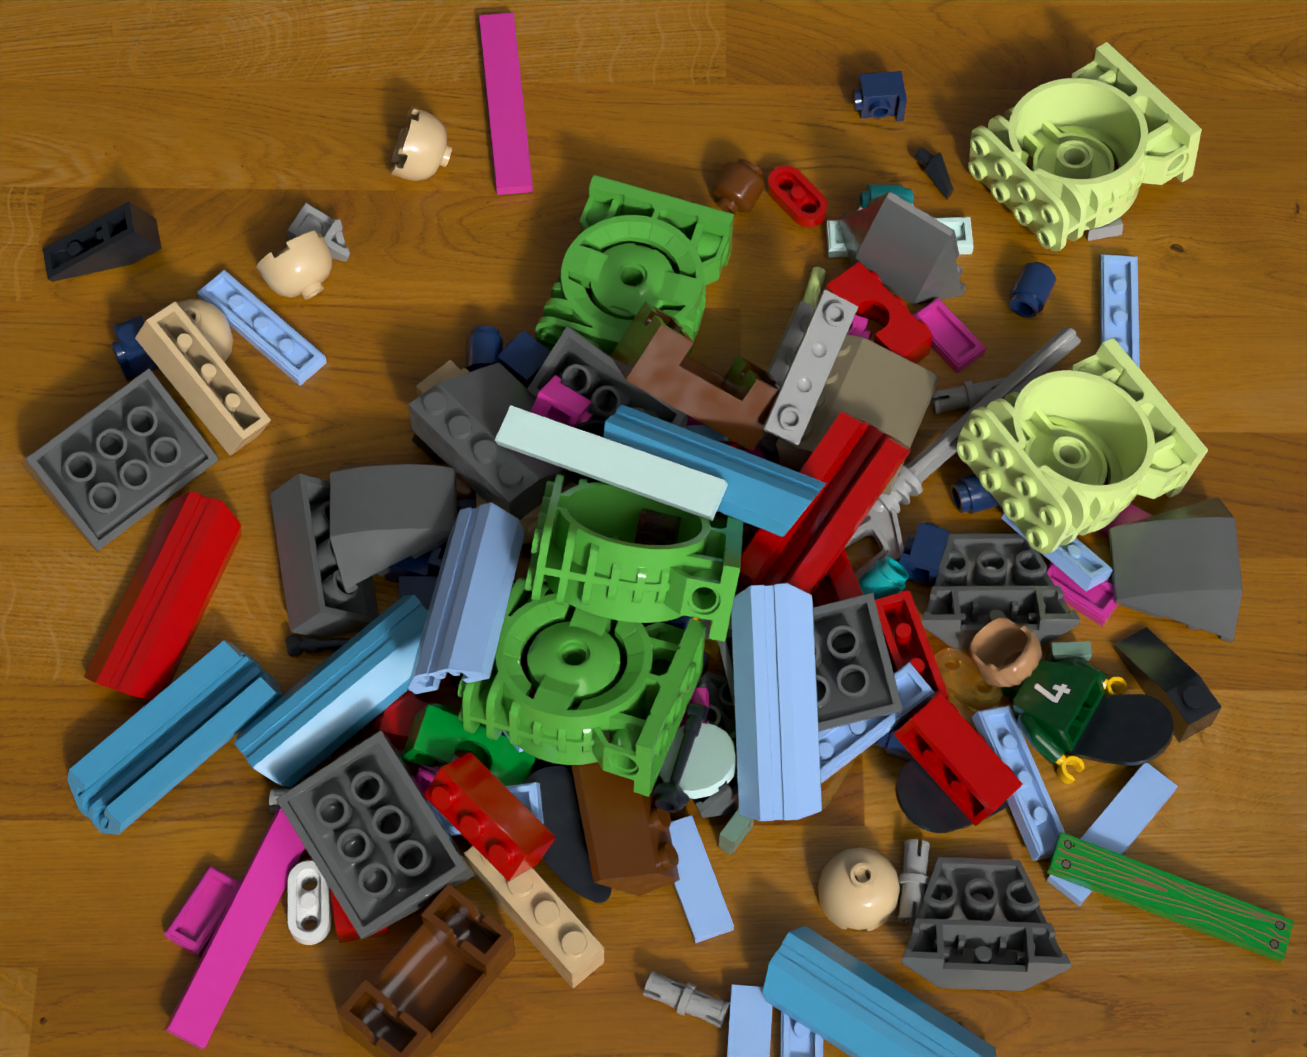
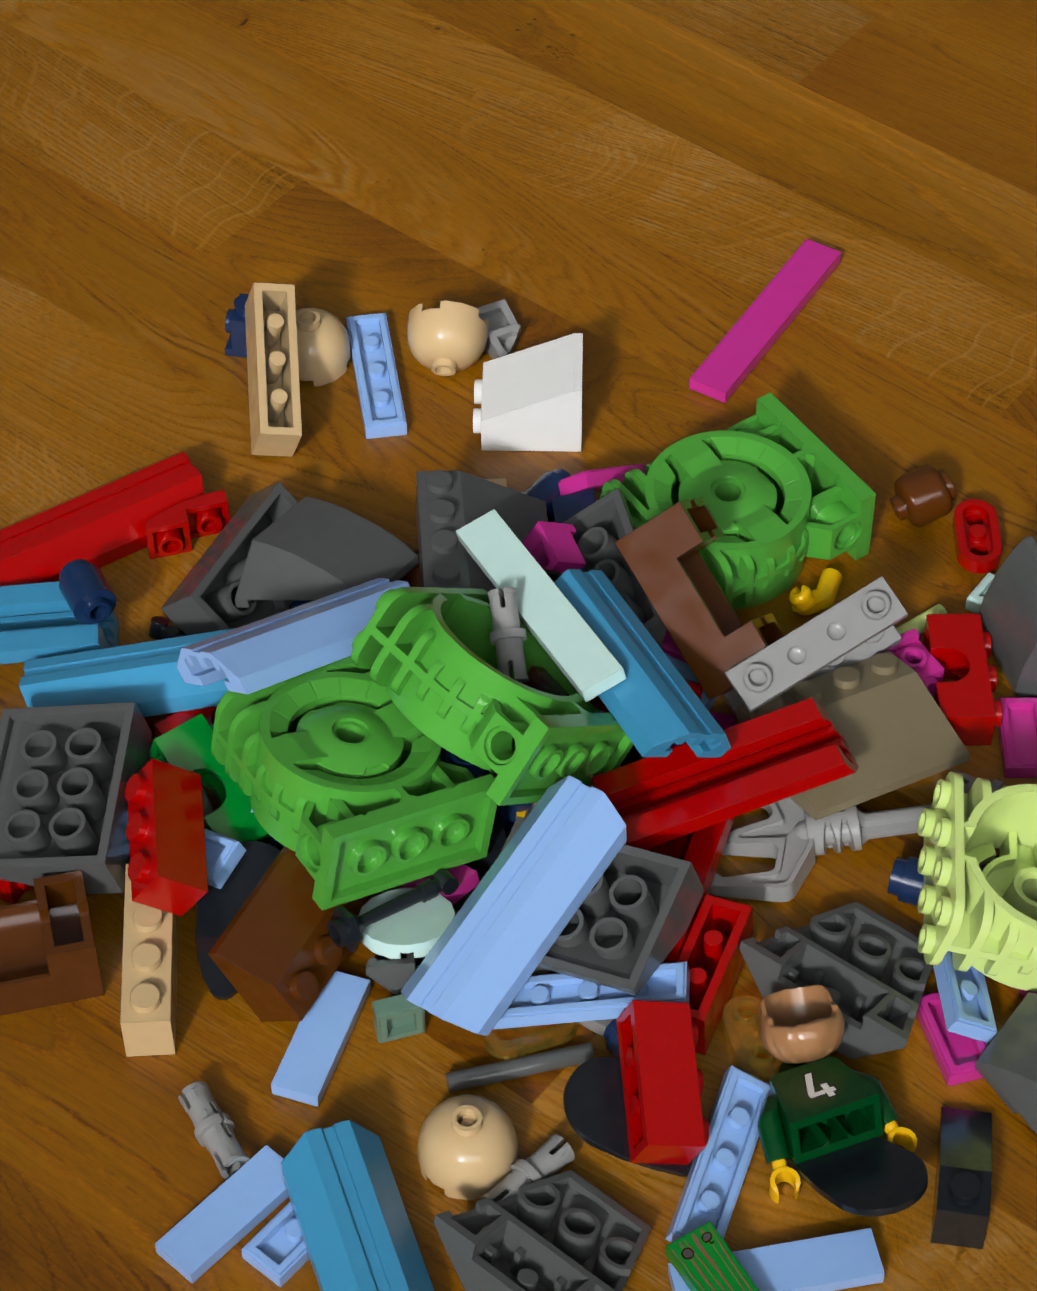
camera: 40 degrees right, 15 degrees down
(104, 244) = (305, 239): black slope -> none
(120, 460) = (153, 399): dark grey slope -> none
(237, 558) = (174, 528): none -> red slope
(238, 659) = (86, 591): none -> dark blue brick
(407, 277) = (532, 398): none -> white slope
(420, 147) = (646, 305): tan cylinder -> none
(518, 316) = (594, 479): none -> dark pink tile
(612, 503) = (508, 634): none -> light grey pin
(732, 313) = (822, 598): none -> yellow arm
(838, 806) = (519, 1067): none -> dark grey bar
(884, 578) = (746, 887): teal brick -> none
(924, 553) = (808, 896): dark blue brick -> none
(1065, 650) = (891, 1077): sand green tile -> none

